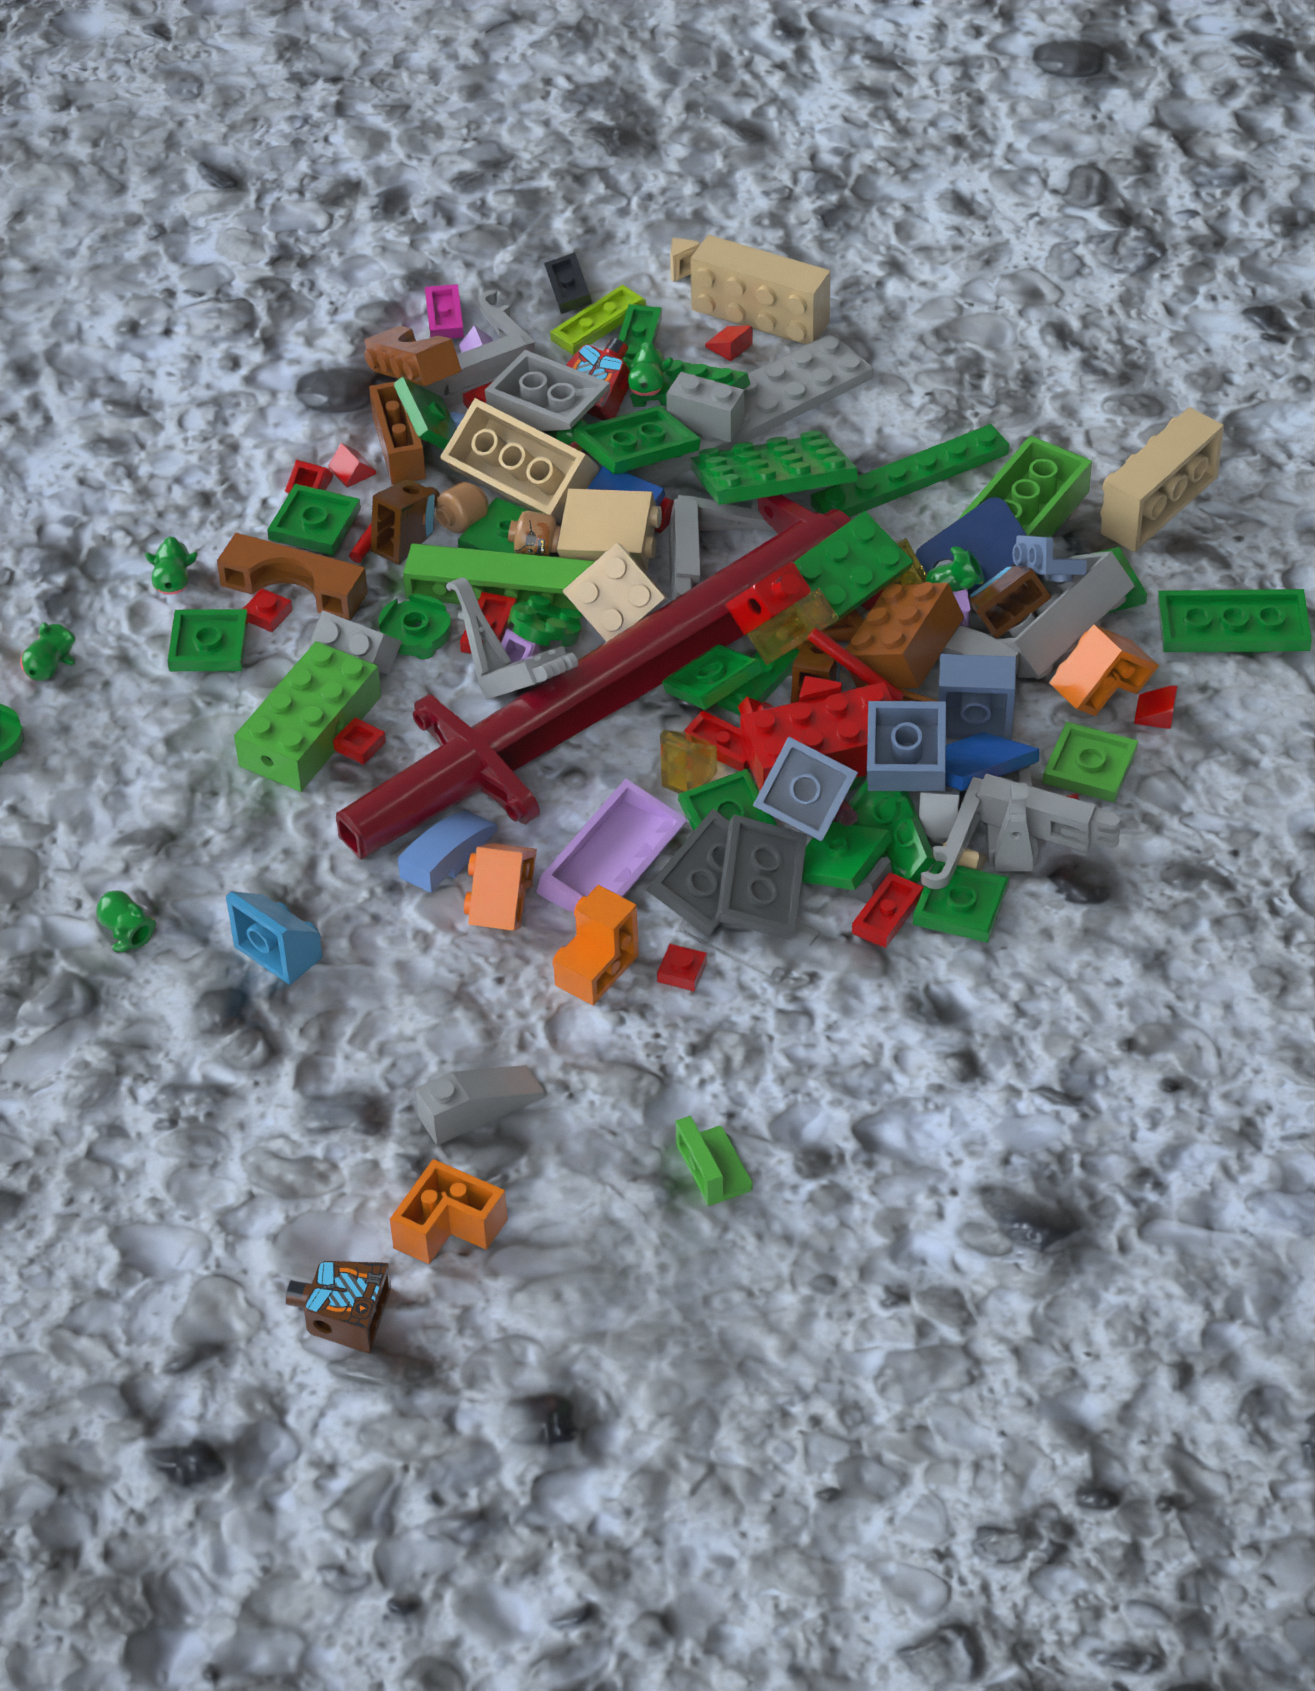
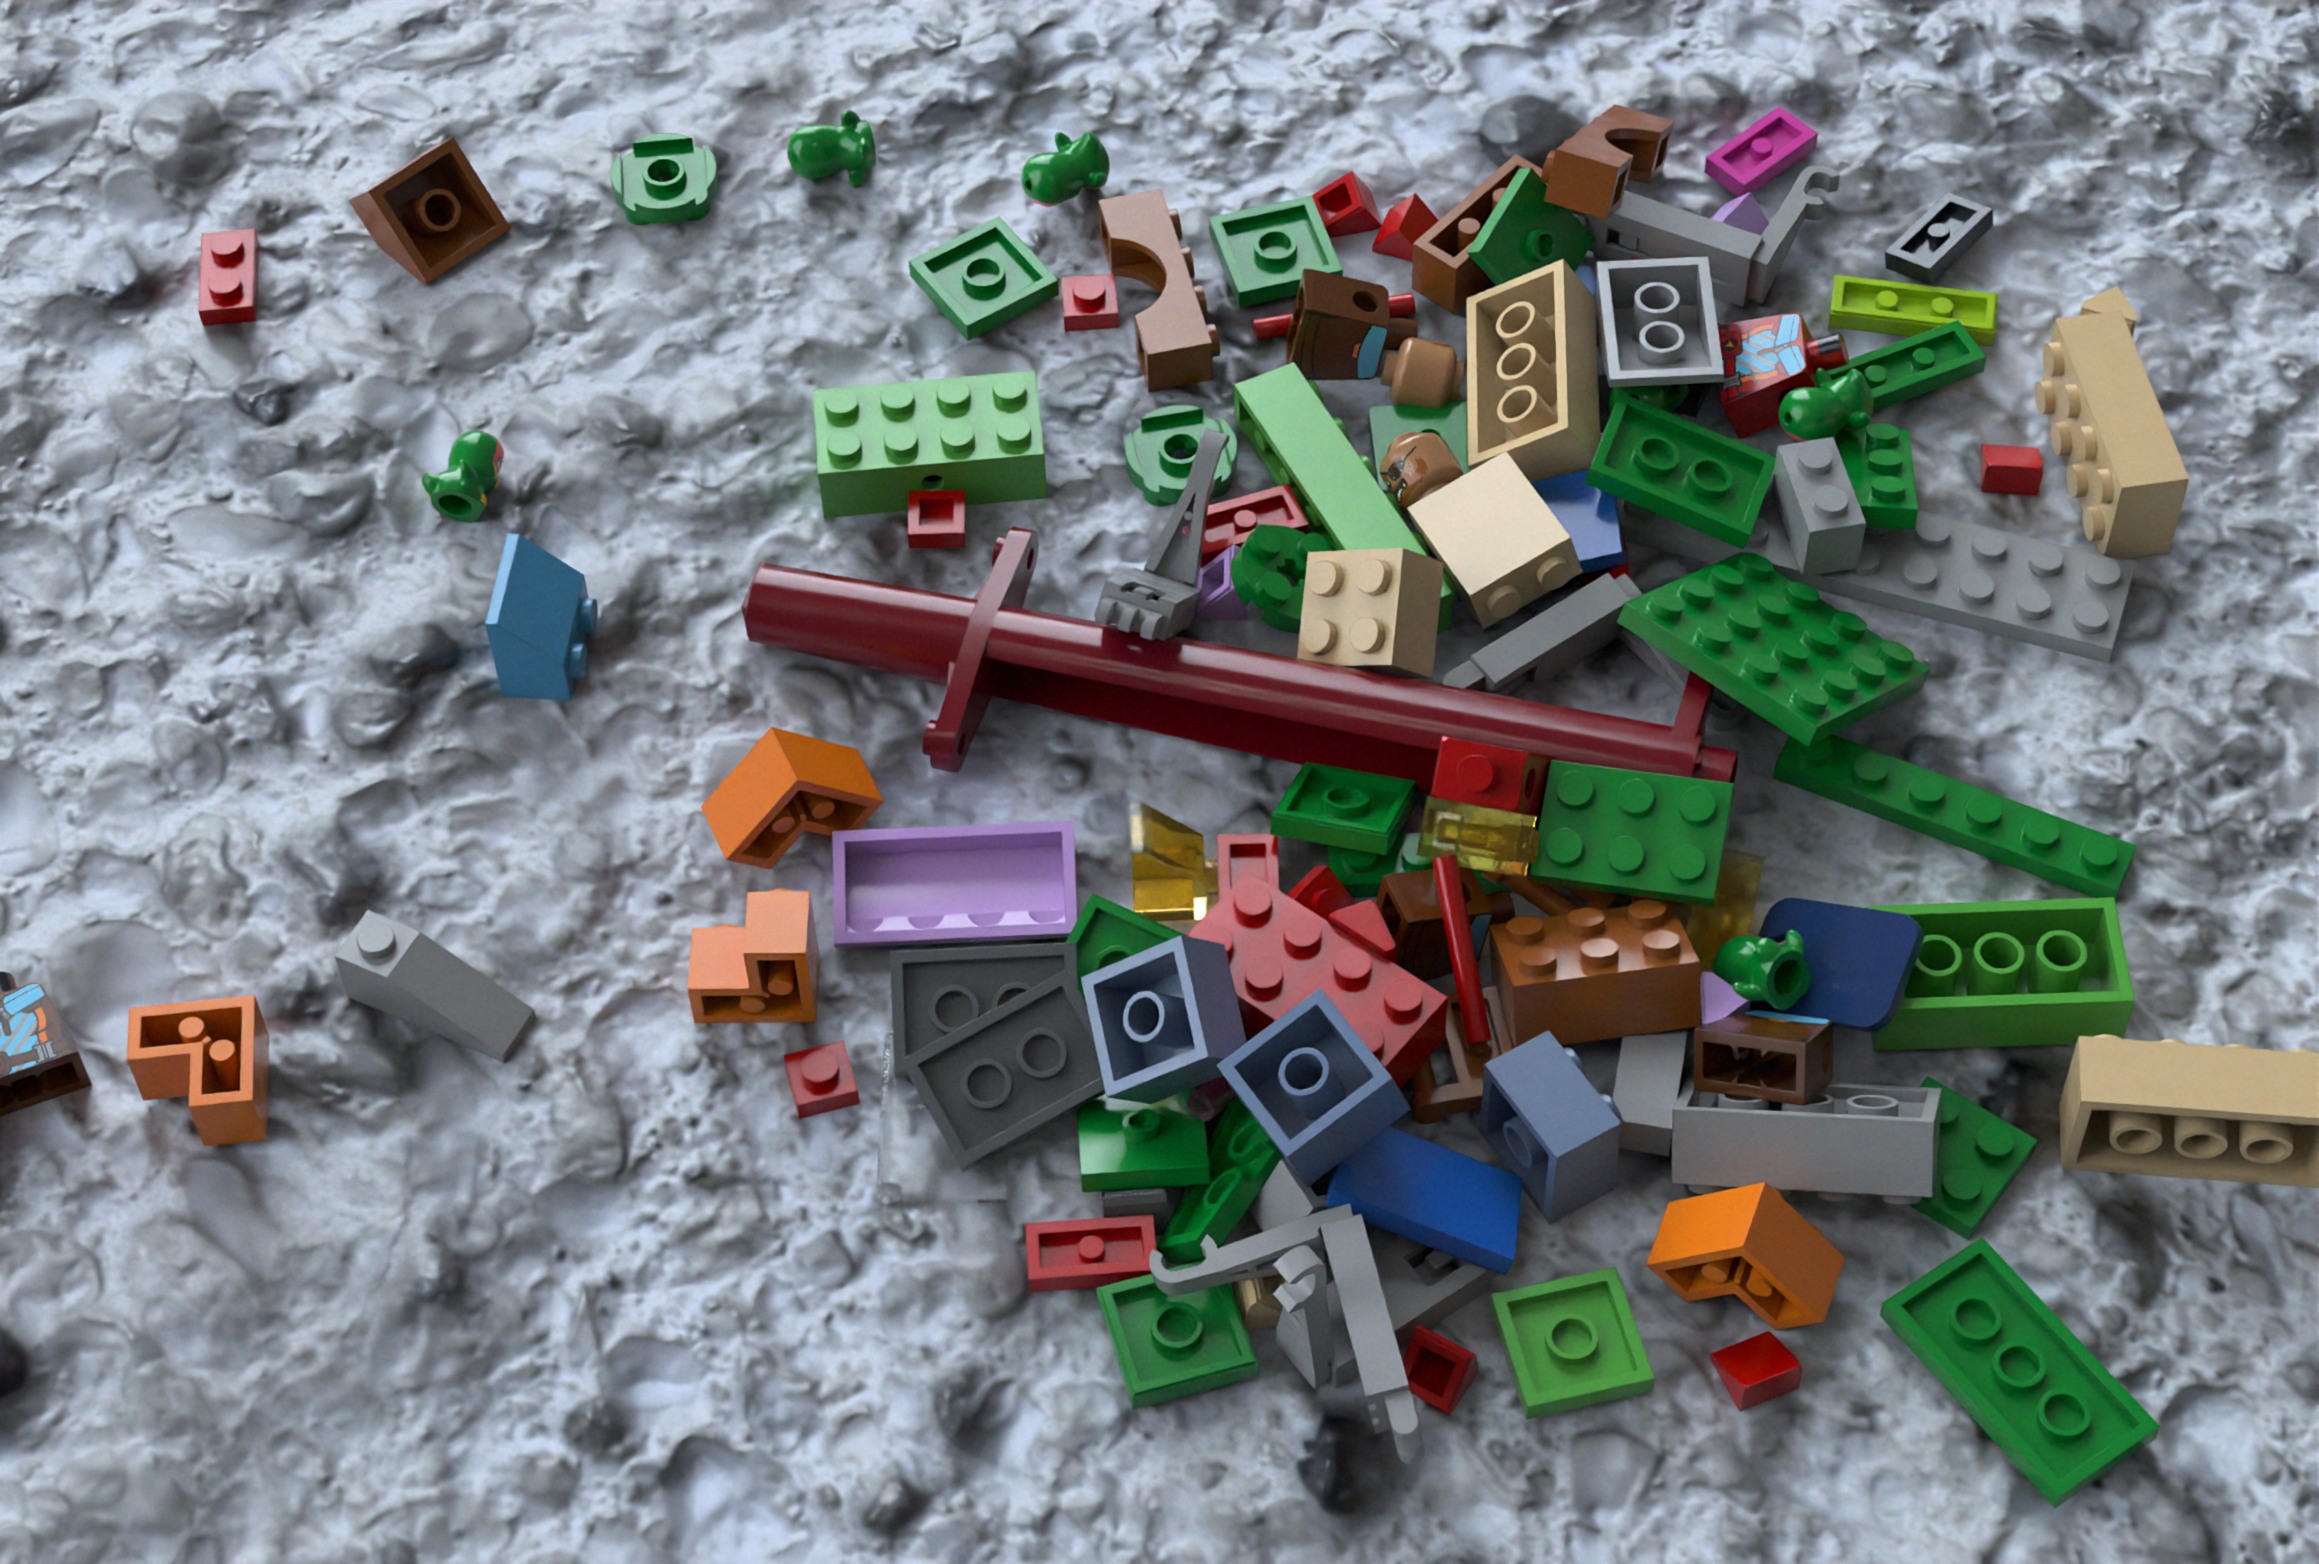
camera: 55 degrees right, 5 degrees up
(356, 641) = (1082, 413): light grey brick -> none
(444, 849) = (824, 707): medium blue slope -> none
(712, 1161) = (504, 1304): bright green panel -> none
(1037, 554) = (1848, 1060): sand blue bracket -> none

